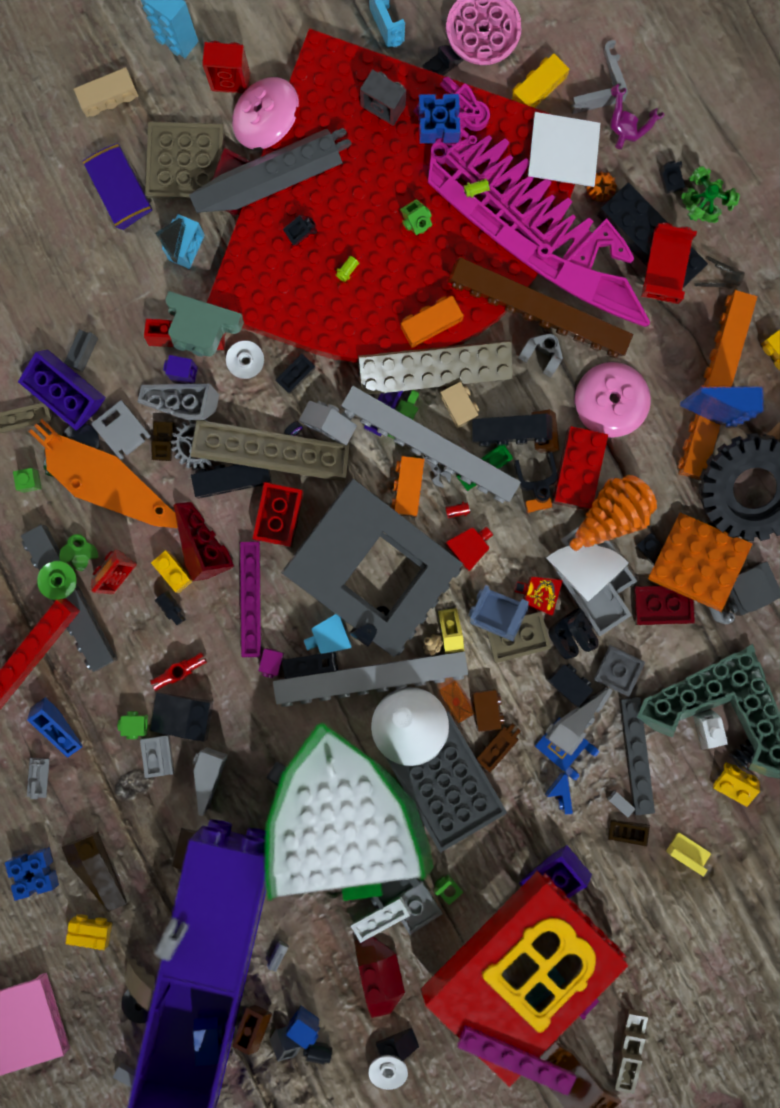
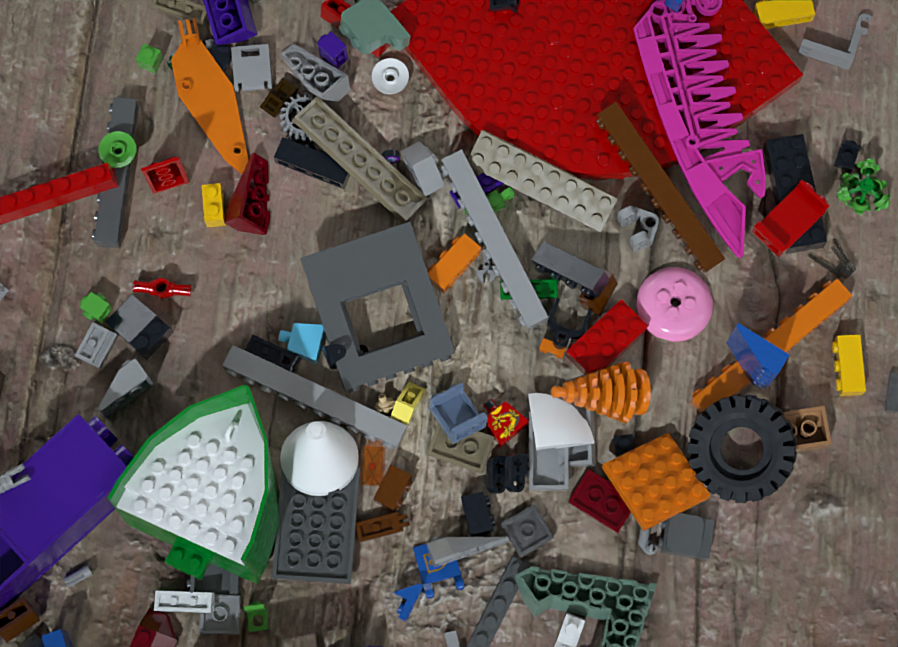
camera: 40 degrees right, 10 degrees down
(54, 727) = (31, 266): blue slope -> none
(79, 555) = (147, 143): bright green plate -> none
(170, 607) = (191, 233): black hinge -> none
(250, 599) = (261, 269): magenta plate -> none
(271, 662) = (241, 331): magenta brick -> none
(278, 515) = (330, 215): red brick -> none
(295, 373) = (423, 113): black plate -> none
(348, 267) = (520, 55): lime pin -> none
(416, 217) = (604, 50): bright green brick -> none
(431, 321) = (561, 139): orange brick -> none
(457, 510) = (482, 309): red pin -> none
(459, 404) = (541, 223): tan brick -> none
(470, 546) = (471, 344): red torso -> none
(476, 188) = (668, 57): lime pin -> none
(564, 149) = (764, 73): white piece -> none
(608, 192) = (773, 125): orange gear -> none
(625, 123) = (835, 88): magenta piece -> none

